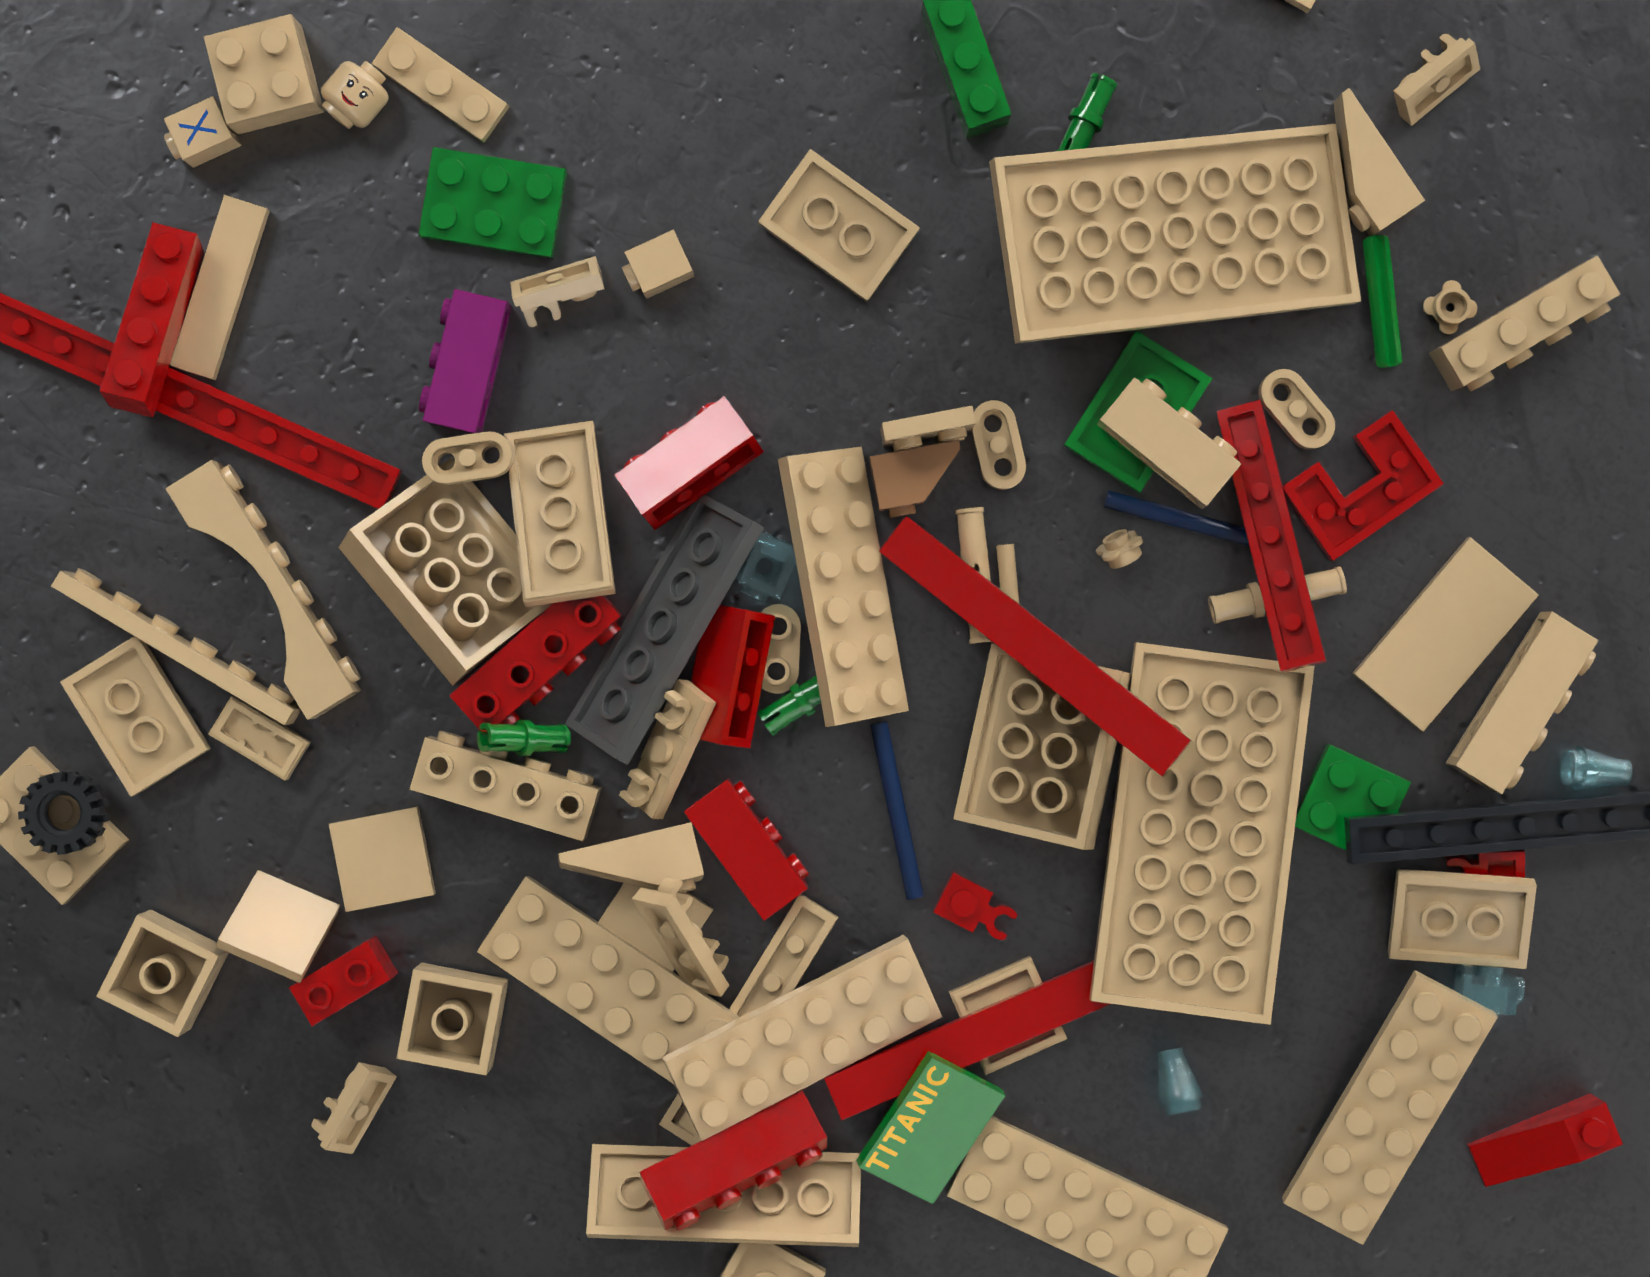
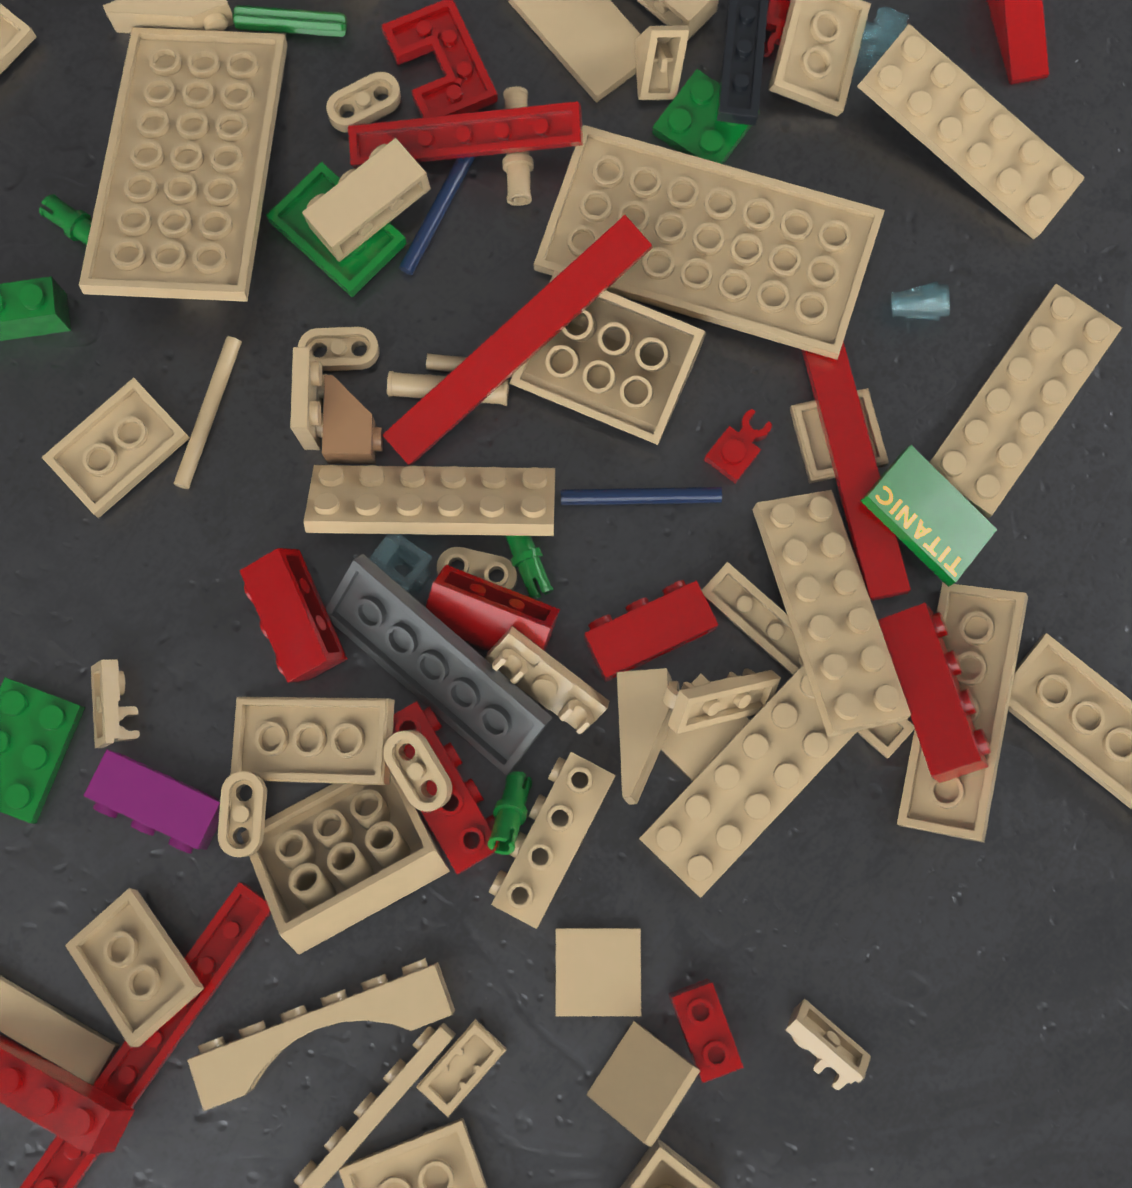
camera: 80 degrees left, 10 degrees down
(292, 382) = (134, 967): none -> tan plate
(452, 1018) = (759, 930): tan brick -> none
(542, 631) = (416, 772): none -> tan plate
(657, 265) = (110, 609): tan brick -> none
(899, 315) = (207, 412): none -> tan bar
(1120, 548) = (450, 263): tan plate -> none
(1405, 739) = (660, 61): none -> tan slope

